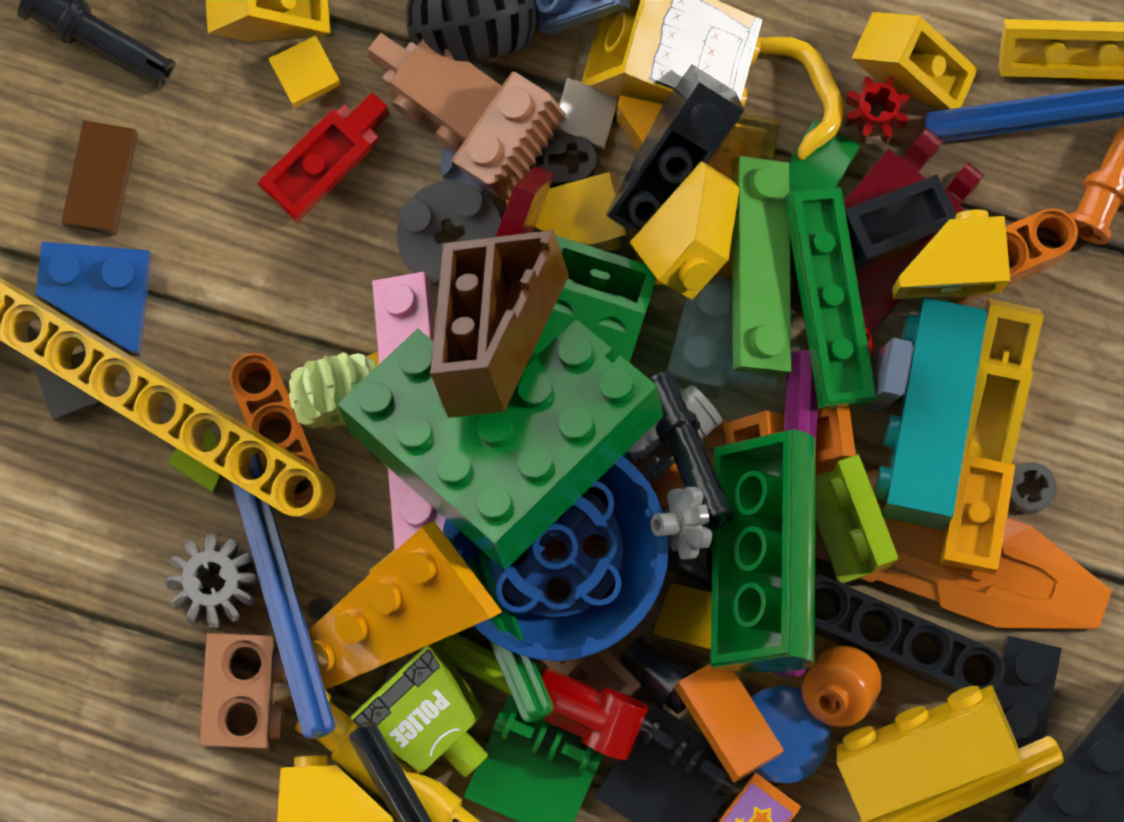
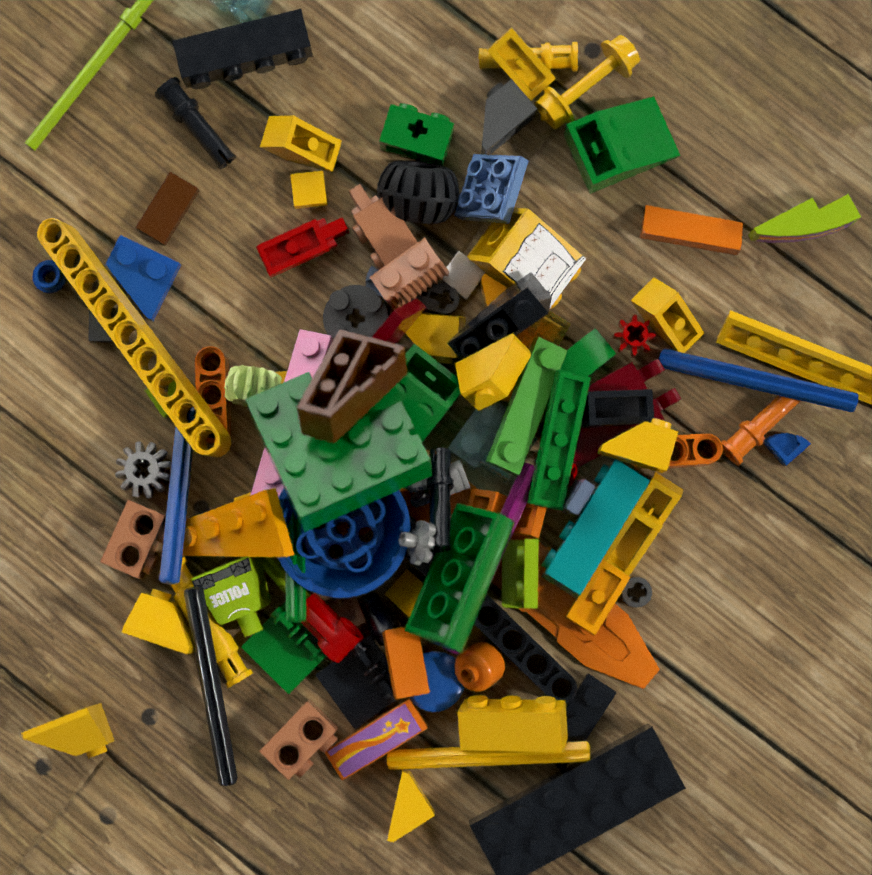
camera: 25 degrees right, 5 degrees up
(823, 84) = (609, 309): yellow animal -> none

